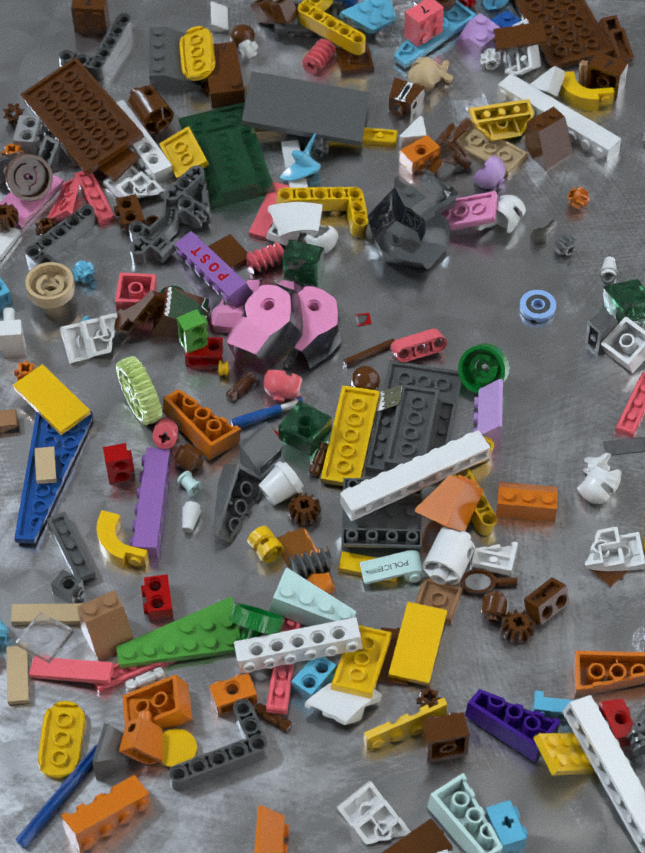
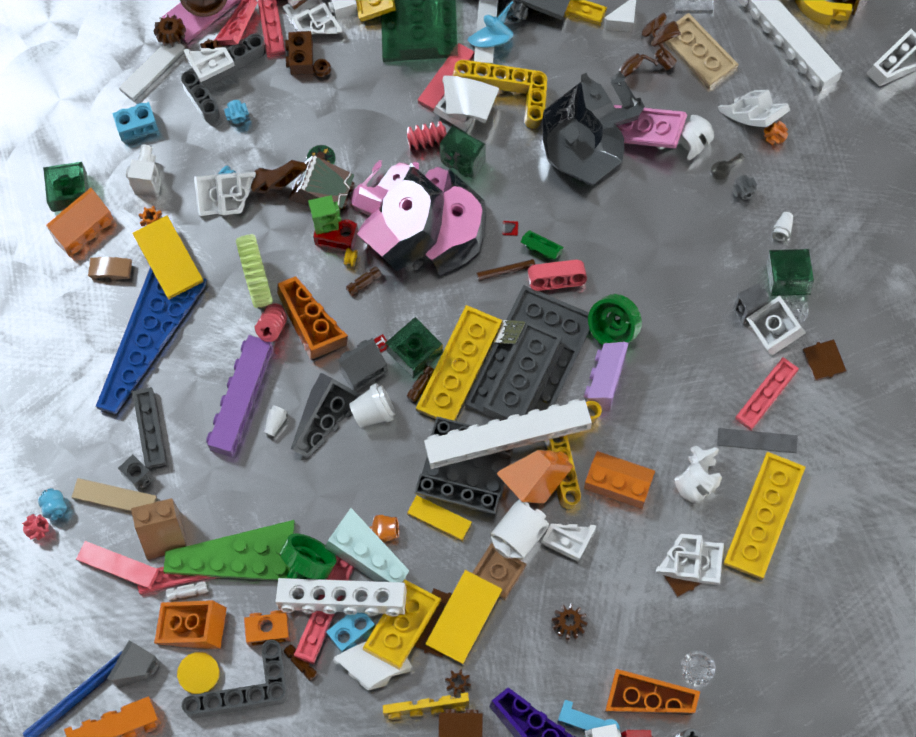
camera: 15 degrees right, 15 degrees up
(17, 676) = (65, 556): tan tile -> none
(44, 637) = (99, 524): clear tile -> none
(45, 465) = (144, 331): tan tile -> none
(49, 233) = (209, 61): none -> white wing
(51, 294) = (201, 134): tan piece -> none
(61, 740) = (91, 636): yellow tile -> none
(114, 550) = (187, 423): yellow arch -> none
(118, 463) = (215, 346): red brick -> none
(133, 288) = (281, 147): coral brick -> none
(142, 740) = (165, 660): orange torso -> none
(157, 598) = (225, 505): red brick -> none
(177, 208) = (349, 47): dark grey beam -> none
(188, 457) = (289, 353): reddish brown head -> none
(189, 483) = (283, 383): light aqua bush -> none
(213, 269) = (366, 141): medium lavender brick -> none
(230, 251) = (387, 121): reddish brown tile -> none
(251, 418) = (375, 319): blue piece -> none
(265, 544) = (341, 473): yellow wheel -> none
(281, 386) = (403, 293): coral cylinder -> none
(294, 543) = (372, 477): clear orange piece -> none
(304, 509) = (390, 431): reddish brown gear -> none
(312, 562) = (380, 502): dark grey piece -> none
(326, 238) = (493, 129): white hair -> none
(365, 378) = (492, 301): reddish brown hair -> none
(389, 324) = (536, 242): none -> green plate
(391, 566) = (461, 526): light aqua door -> none
(419, 154) = (628, 35): orange brick -> none
(482, 581) = (547, 561): reddish brown piece -> none
(491, 173) = (690, 84): lavender cylinder -> none
(494, 606) = (552, 593): reddish brown head -> none
(502, 119) = (720, 20): yellow wedge -> none
(539, 297) = (699, 243): light blue tile -> none
(546, 600) = (605, 602): reddish brown brick -> none
(548, 139) = (762, 55): reddish brown slope -> none
(553, 183) = (755, 109): none -> white slope

